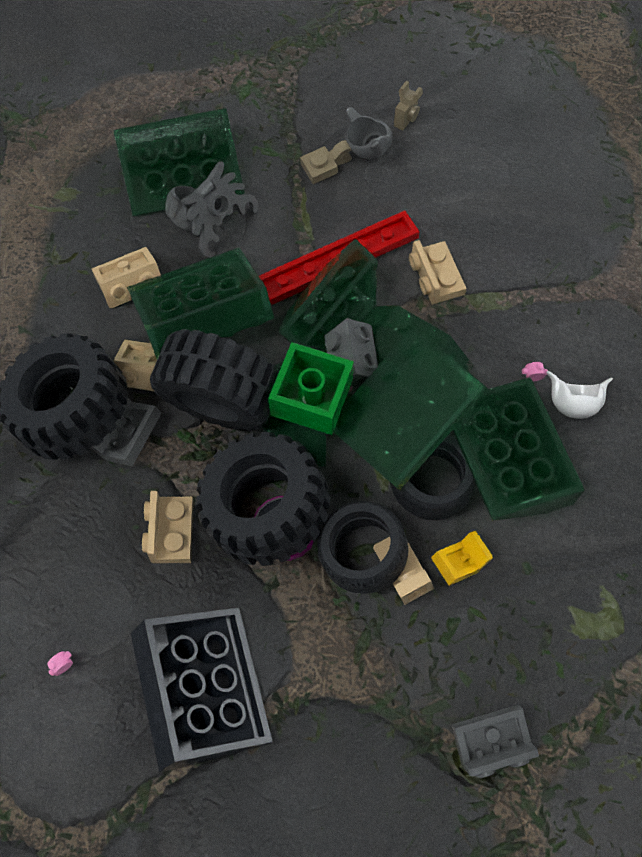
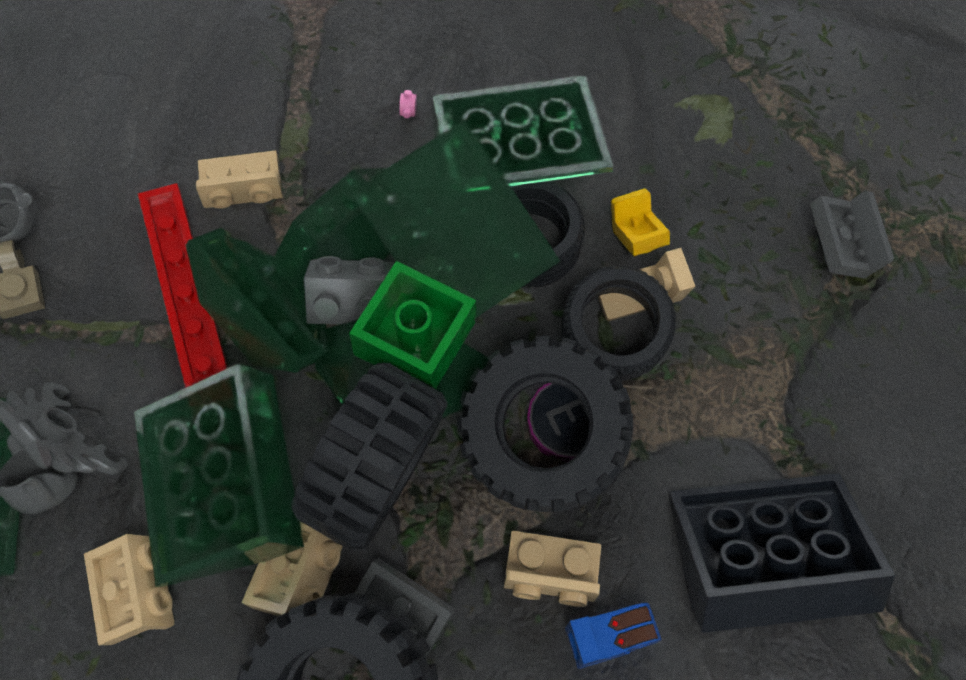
camera: 85 degrees left, 0 degrees up
(124, 571) = (612, 634): none -> blue leg
(578, 400) = (457, 64): white hair -> none

